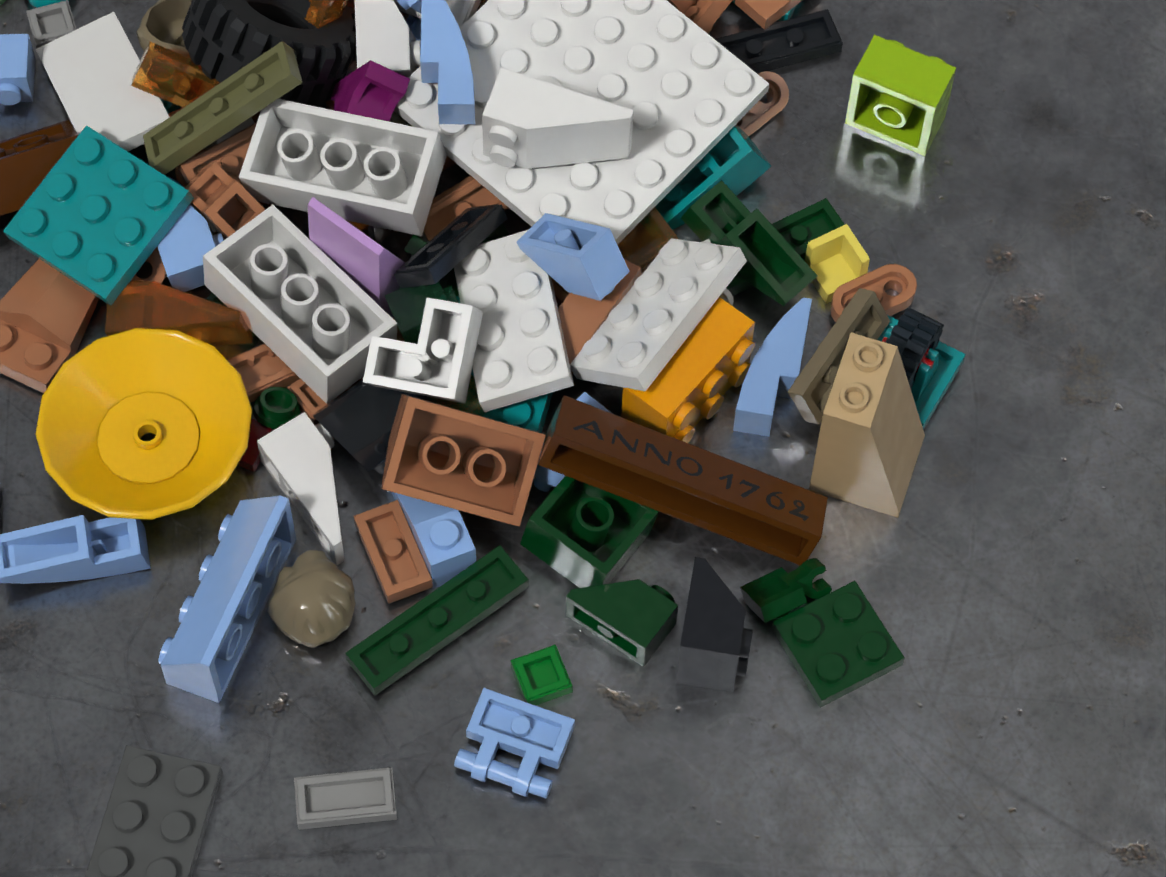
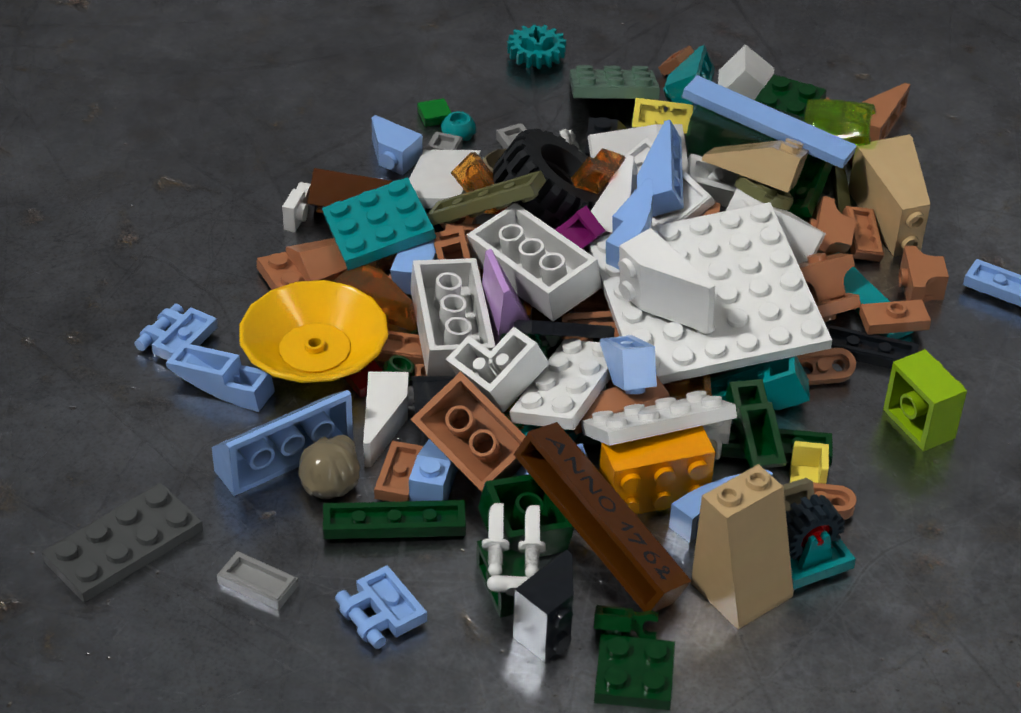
camera: 35 degrees right, 20 degrees down
(541, 676) = (431, 584): green tile -> none
(601, 591) = (496, 545): none -> white piece

